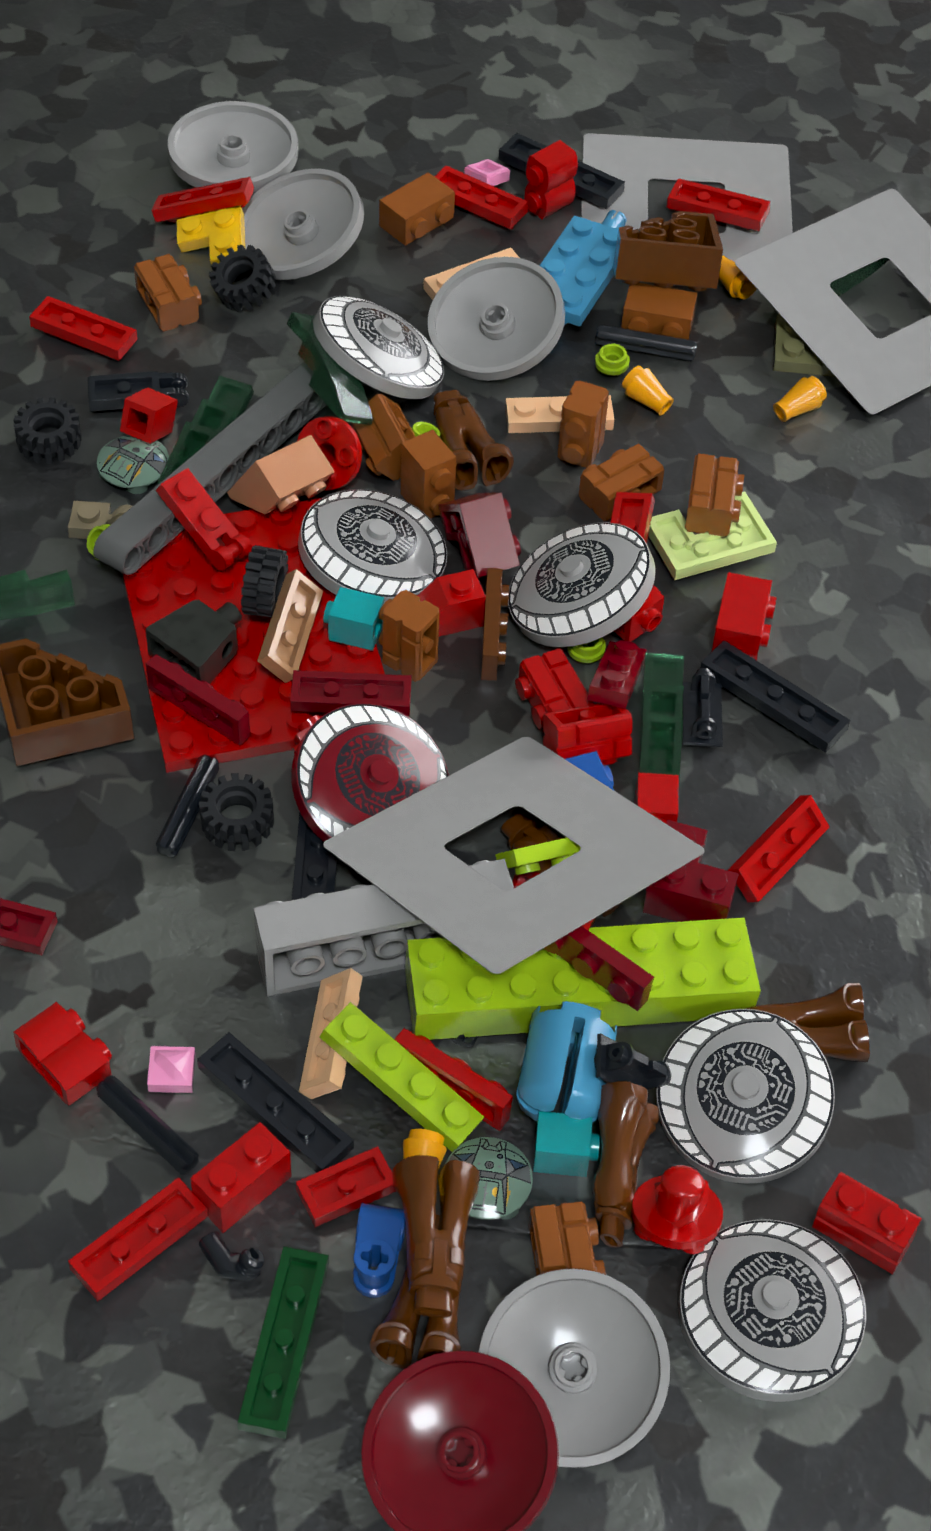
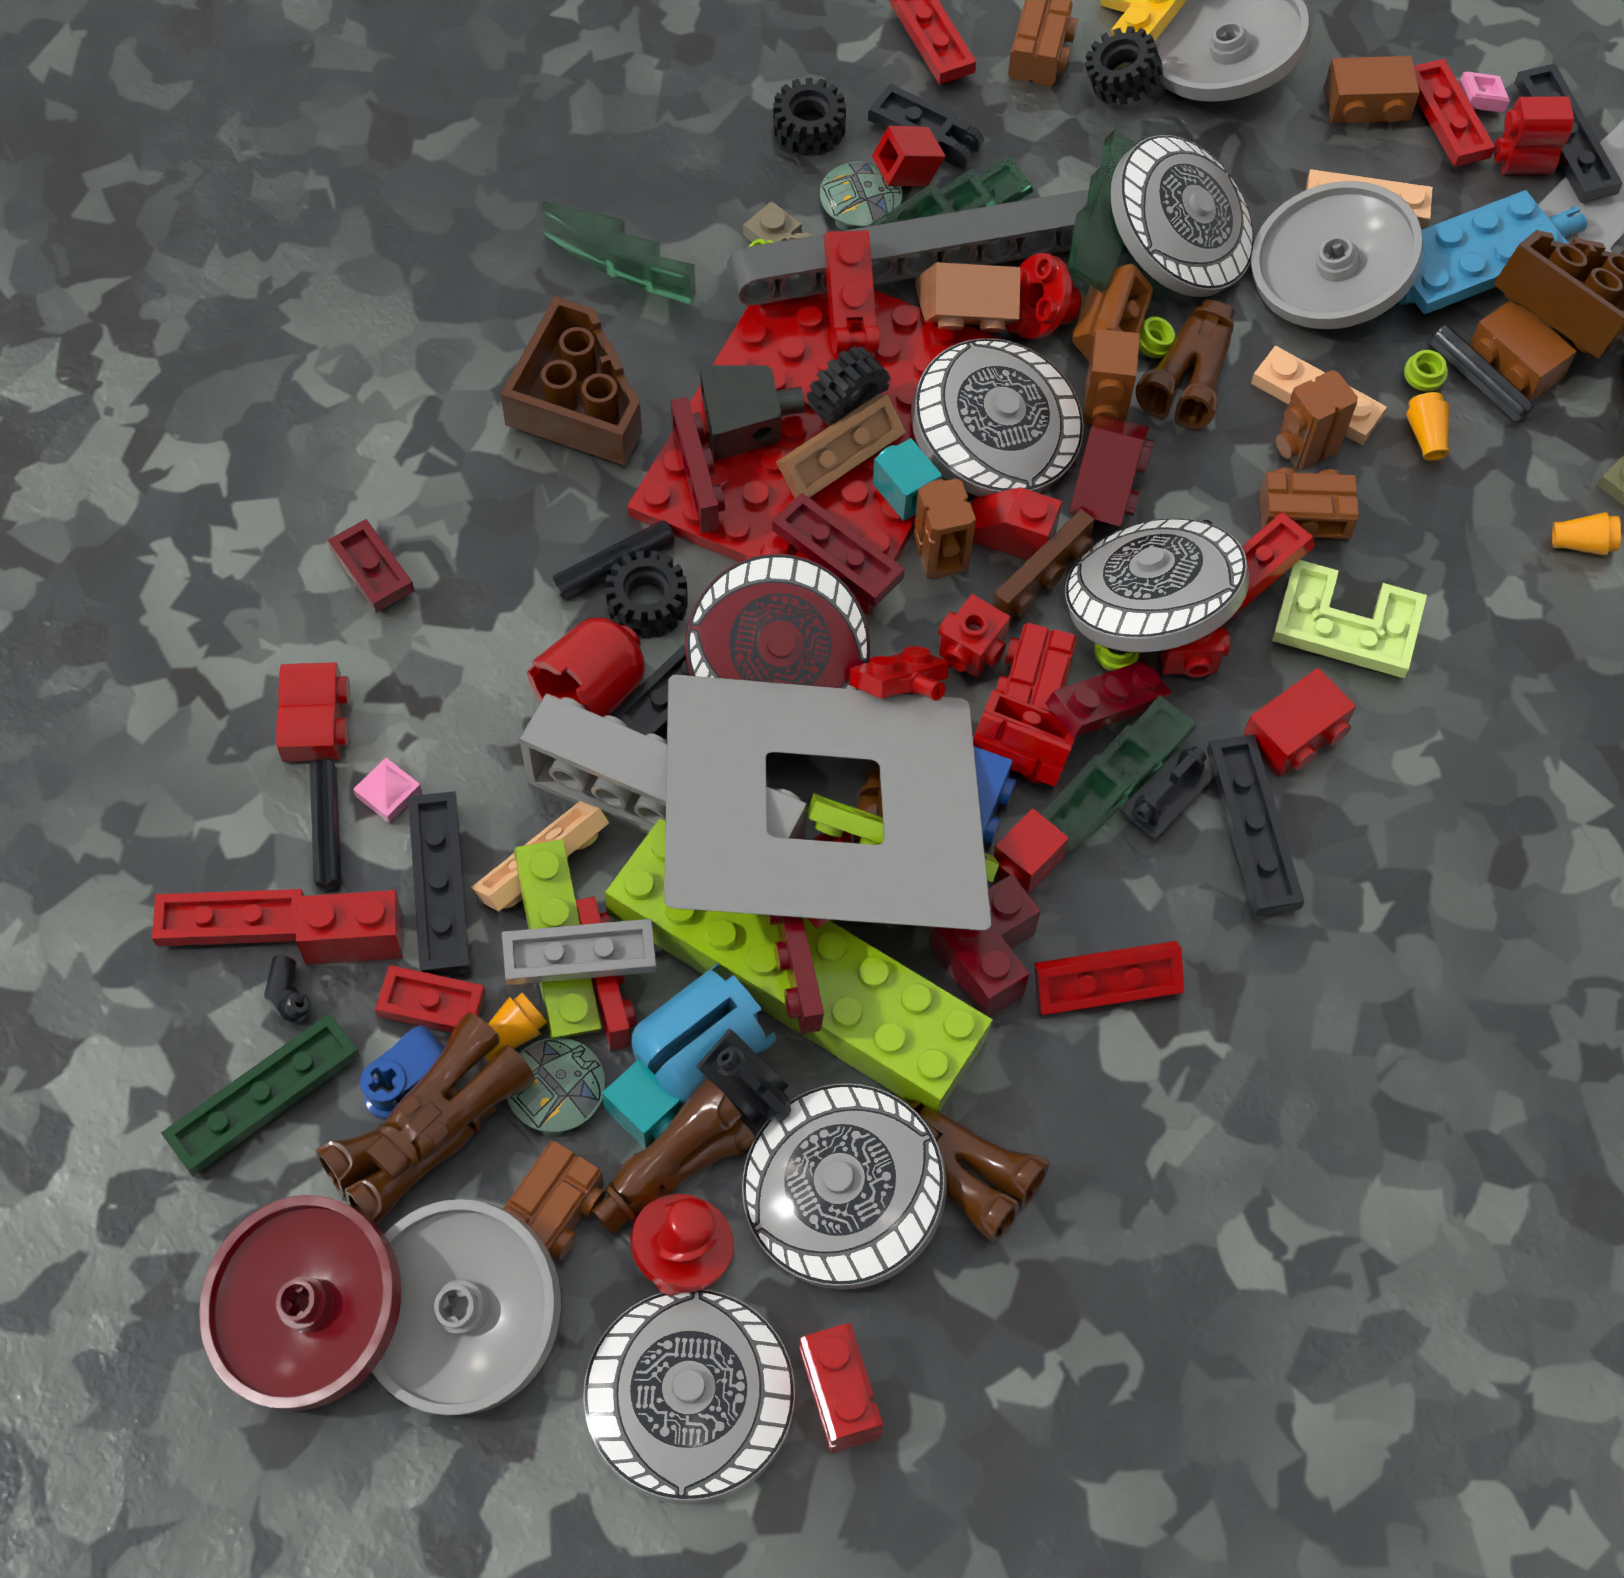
camera: 40 degrees right, 10 degrees up
(247, 876) = (591, 664): none -> red cylinder
(435, 1067) = (578, 952): none -> light grey plate
(471, 744) = (905, 672): none -> red plate
(492, 693) = (973, 636): none -> red brick
(713, 495) = (1378, 577): dark orange brick -> none

